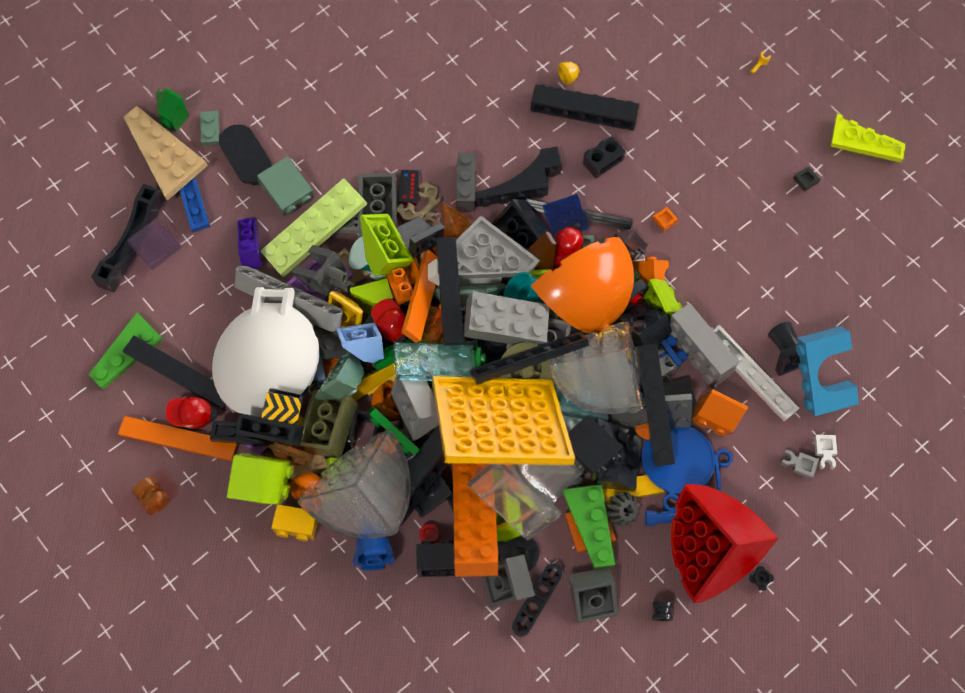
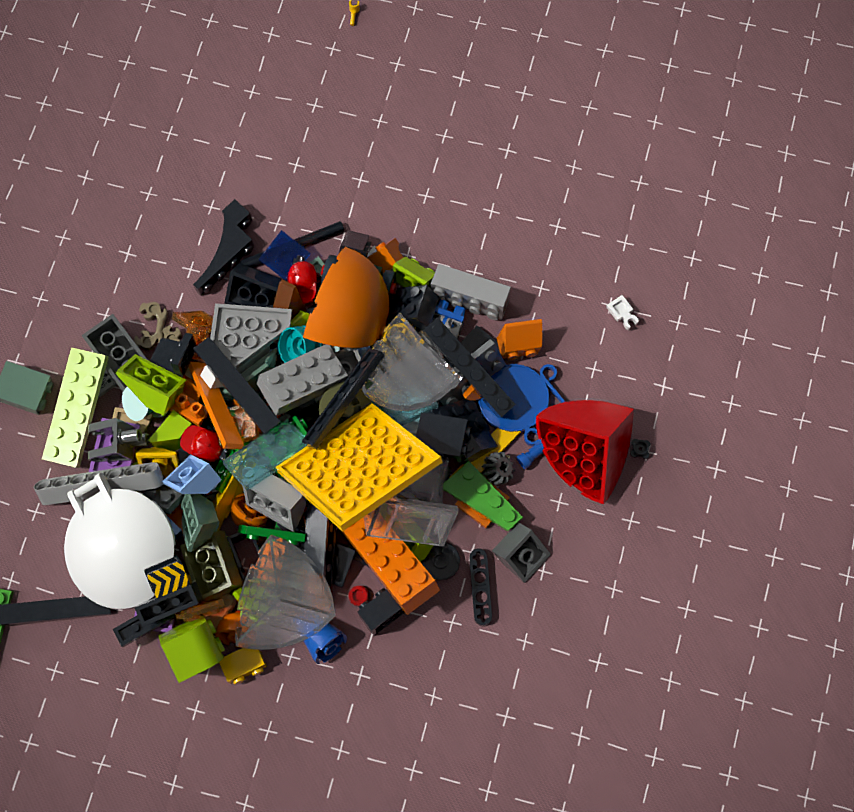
camera: 30 degrees left, 5 degrees up
(151, 495) = (103, 726): clear orange wheel -> none
(176, 438) = (89, 666): orange tile -> none
(190, 413) = (86, 636): red hair -> none
(249, 243) = (27, 458): dark purple slope -> none
(408, 187) = (130, 317): black tile -> none
(465, 182) = (177, 280): dark grey brick -> none
(511, 583) = (454, 589): dark grey slope -> none
(568, 72) = (196, 125): yellow cone -> none
(584, 107) = (232, 147): black brick -> none
(606, 159) = (282, 182): black brick -> none
(662, 611) = (583, 527): black wheel -> none
(665, 219) = (367, 202): orange tile -> none
(758, 379) = (531, 288): white tile -> none
(785, 339) = (546, 248): black plant -> none
(803, 464) = (613, 335): light grey plate -> none
(806, 179) = (459, 92): pearl dark grey plate -> none
(812, 352) = (562, 240): dark azure arch -> none
(854, 138) = (478, 30): neon yellow wing -> none

